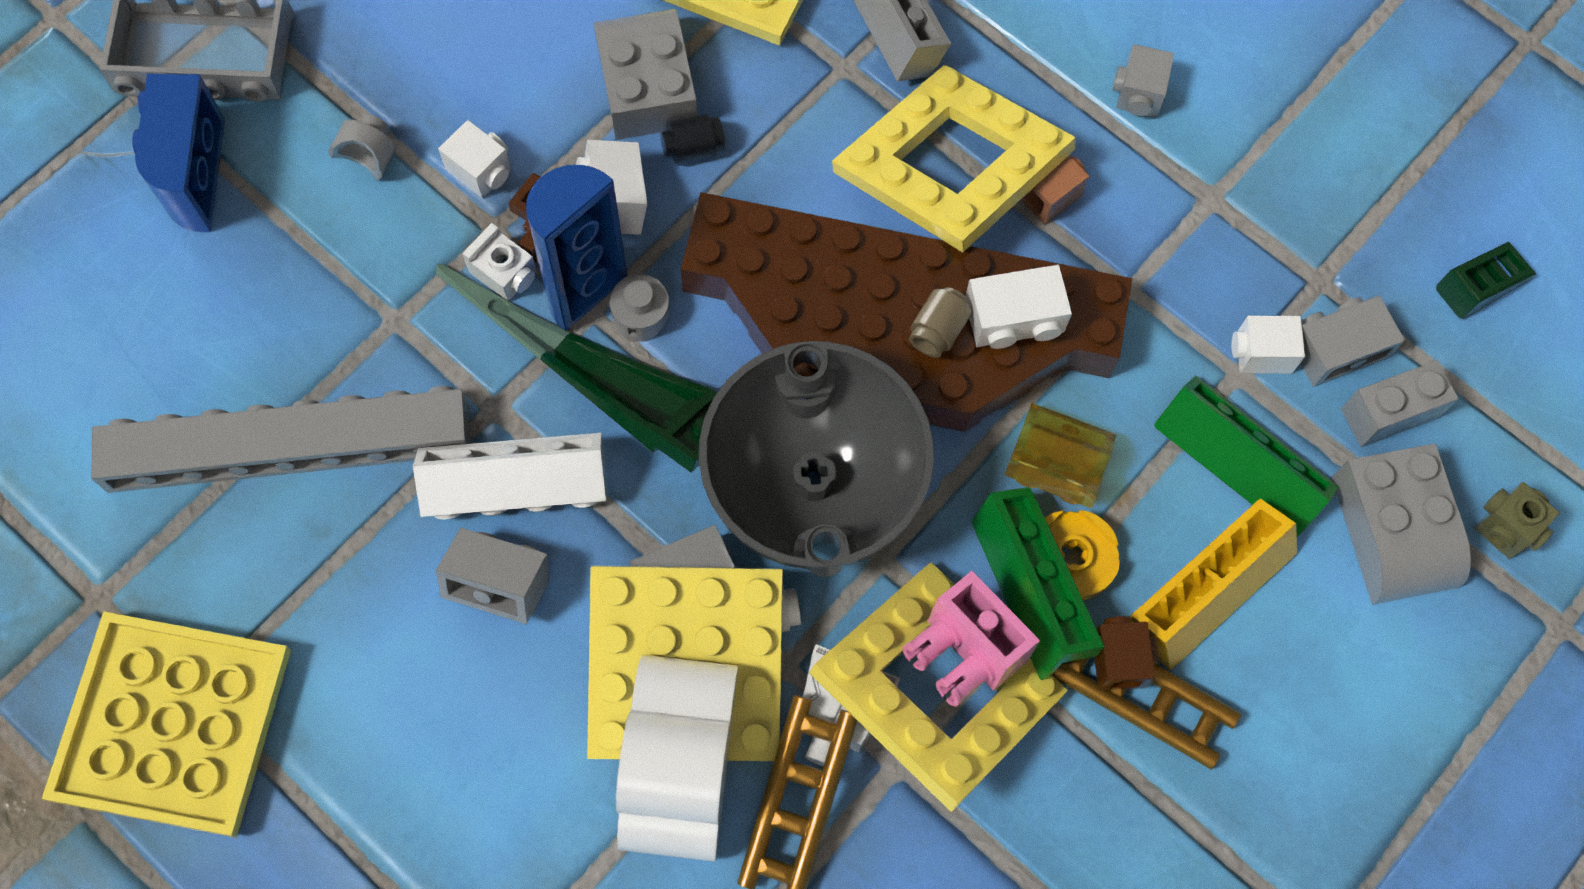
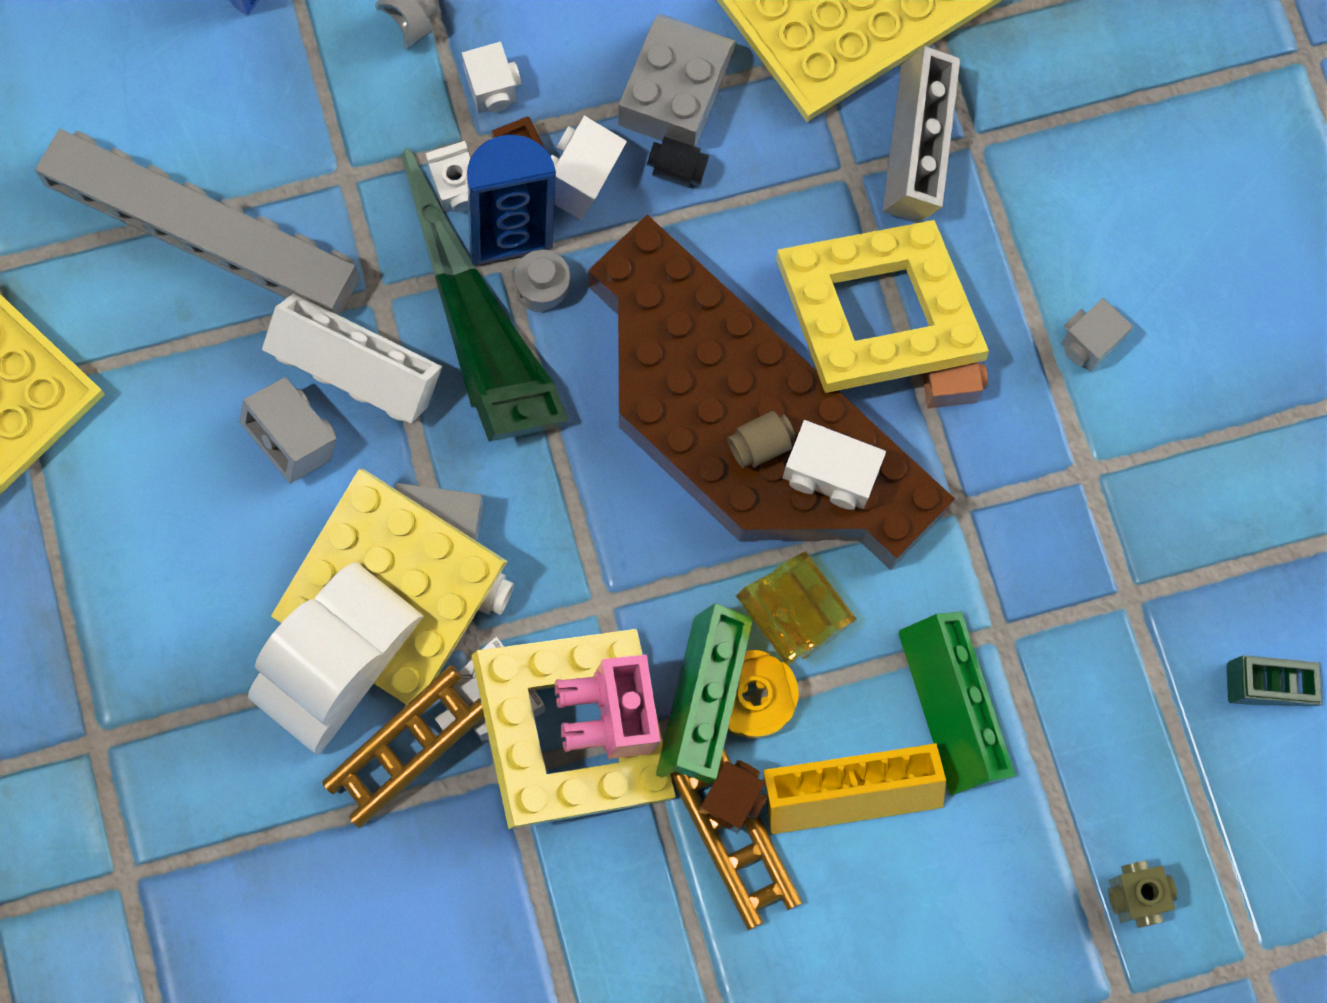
camera: 30 degrees right, 5 degrees up
(859, 436) = (561, 451): dark grey piece -> none
(1269, 344) = (1039, 622): white brick -> none
(1348, 339) = (1109, 658): light grey brick -> none
(1399, 403) = (1113, 739): light grey brick -> none
(1403, 523) = (1044, 838): light grey brick -> none

